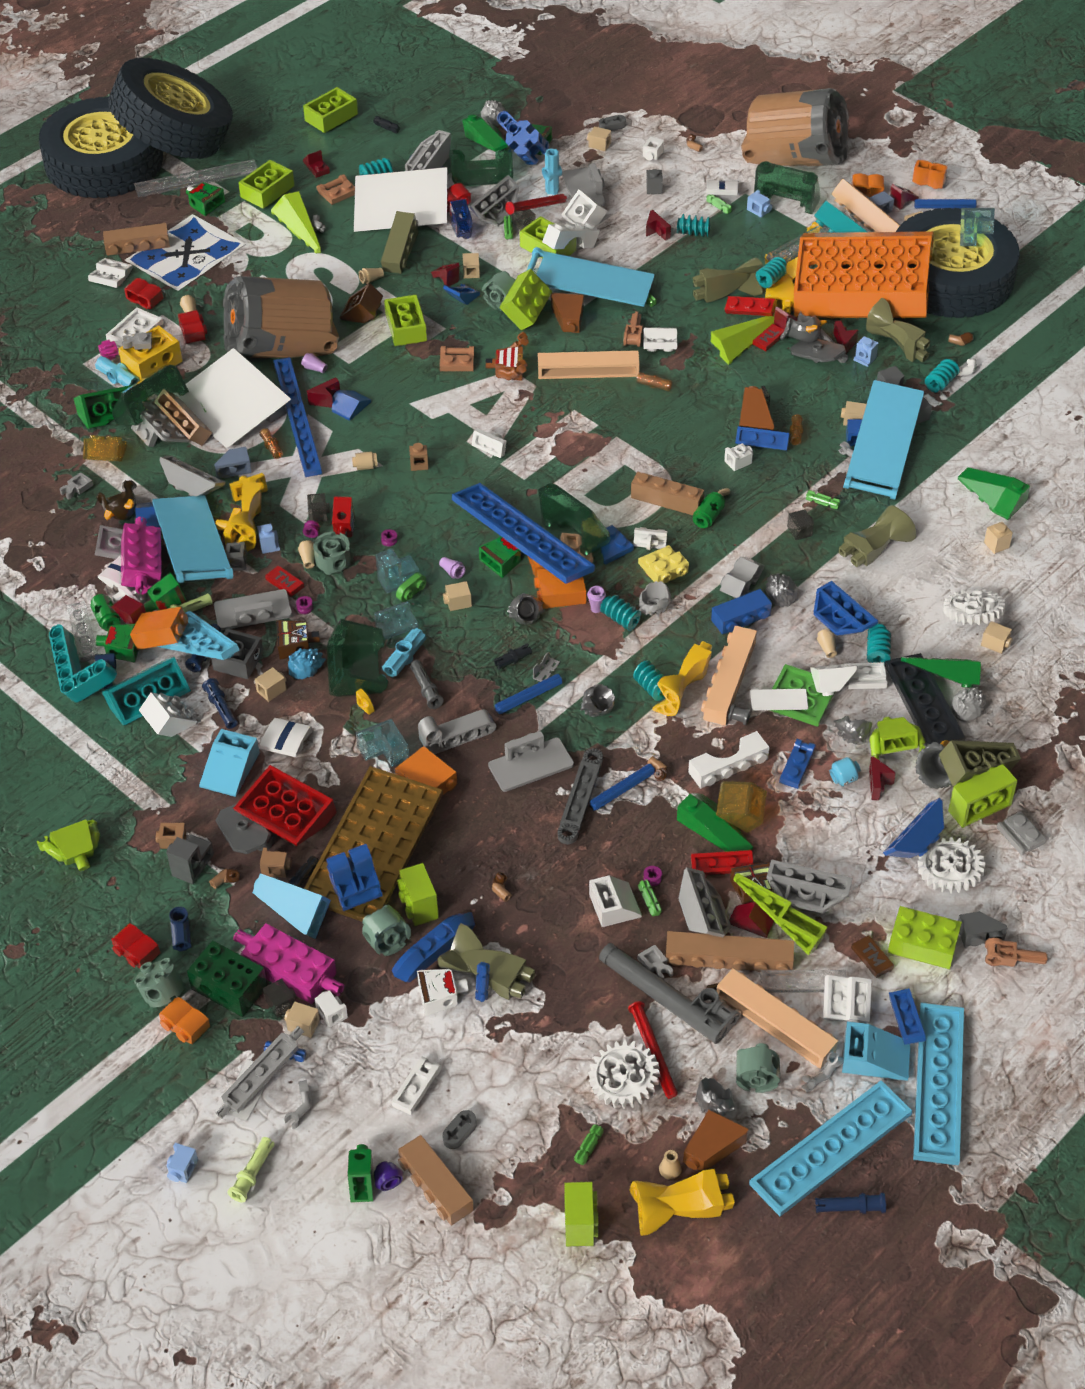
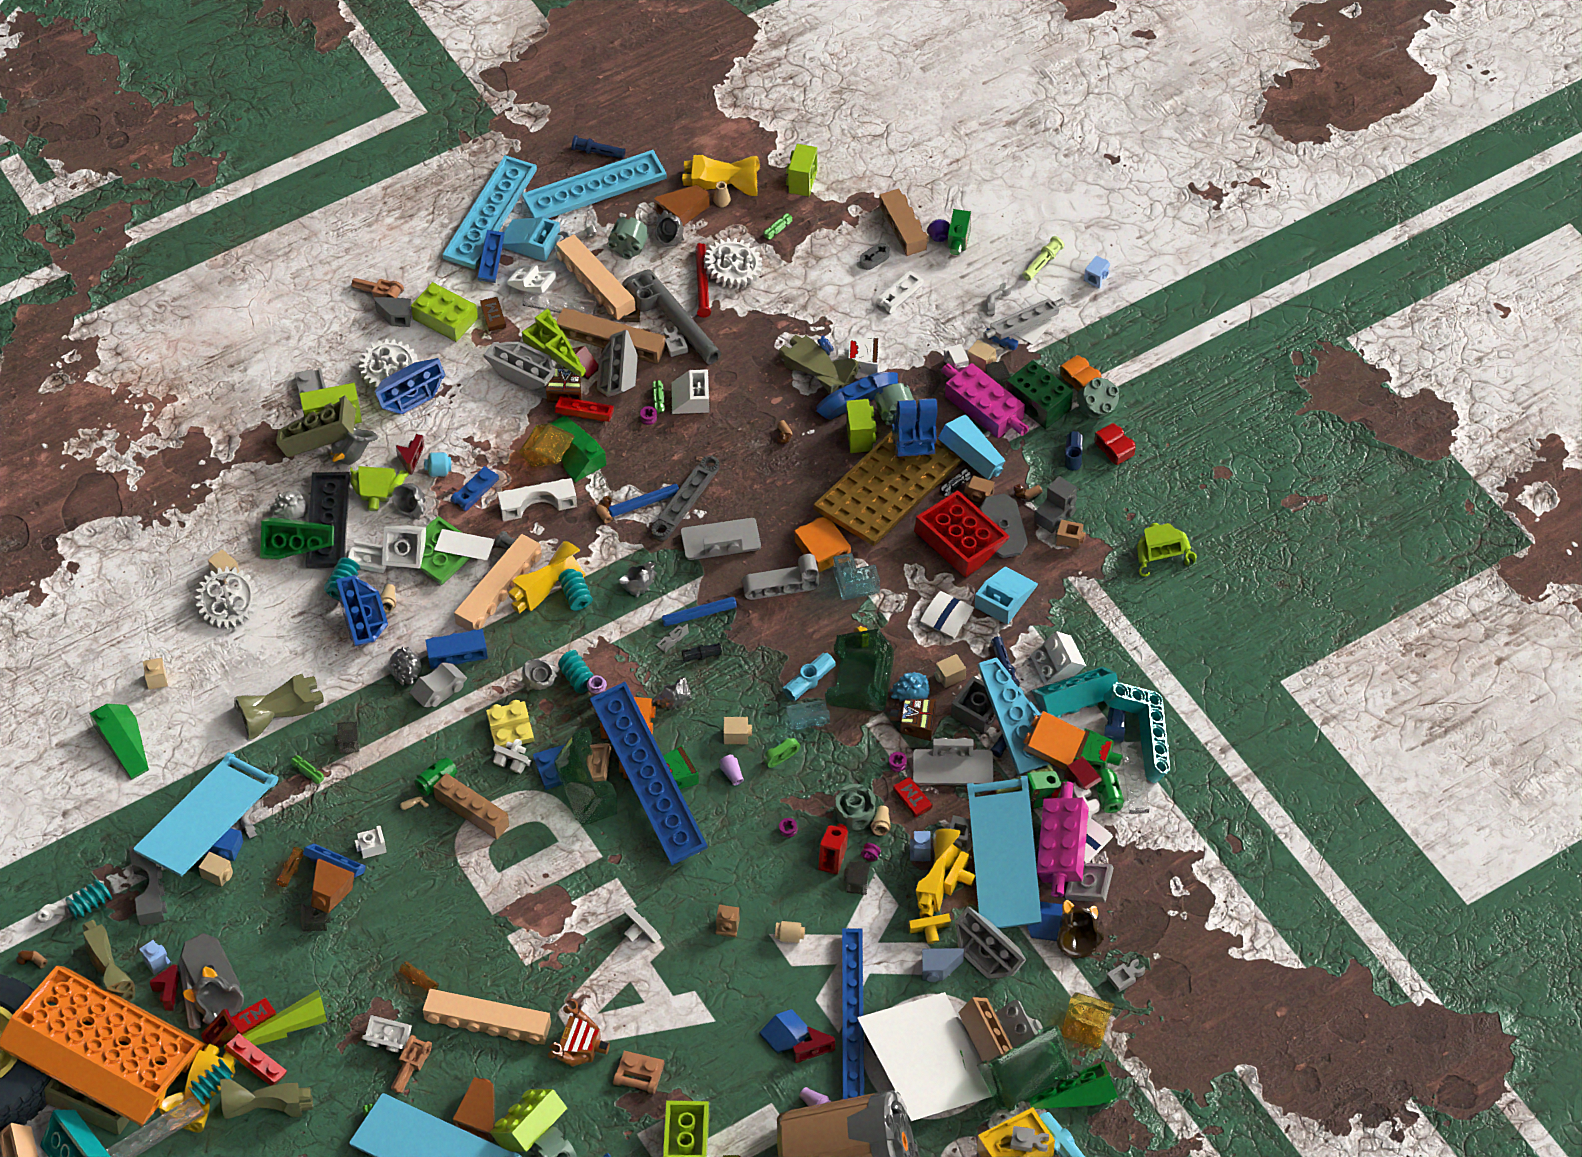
camera: 165 degrees left, 5 degrees up
(271, 443) = (889, 976): clear orange pin -> none
(394, 570) = (793, 769): clear light blue brick -> none
(428, 689) = (796, 632): dark grey pin -> none

